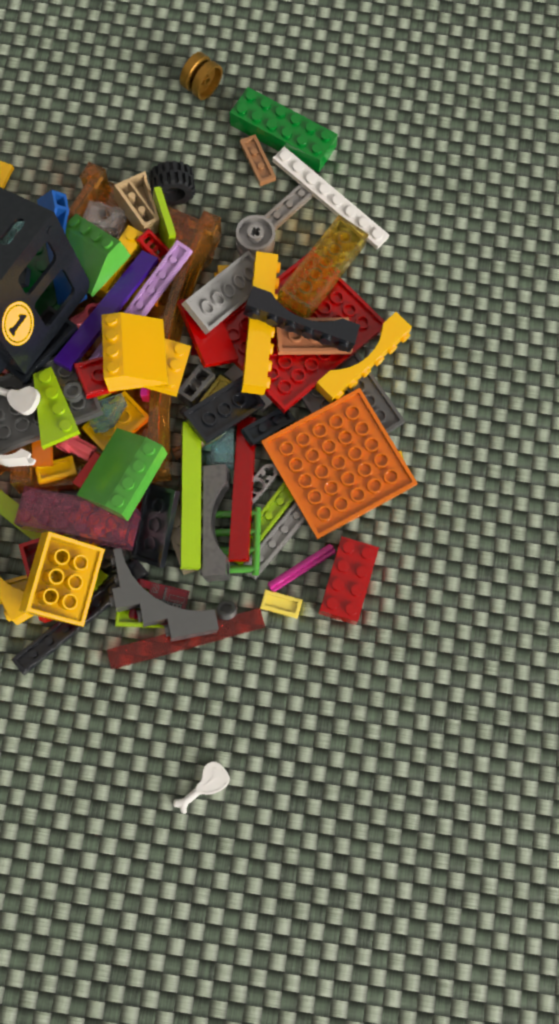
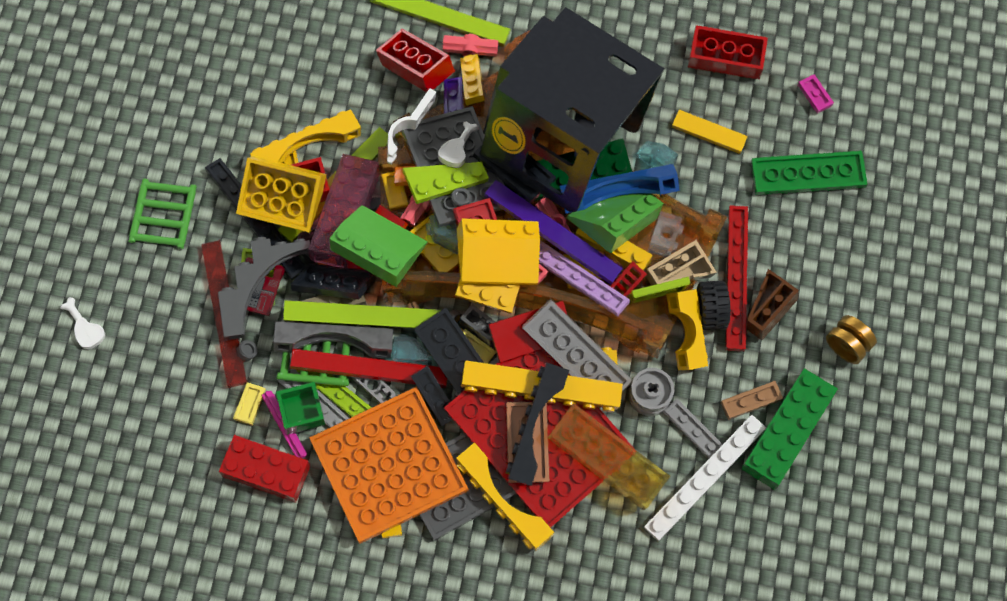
camera: 95 degrees right, 5 degrees down
(35, 110) = (809, 172): none -> green plate
(82, 741) = (183, 225): none -> bright green bar
(128, 168) = (737, 277): none -> red plate
(167, 140) = (771, 304): none -> reddish brown wedge
(215, 202) = (686, 307): none -> yellow arch
(291, 548) = (300, 408): none -> green piece

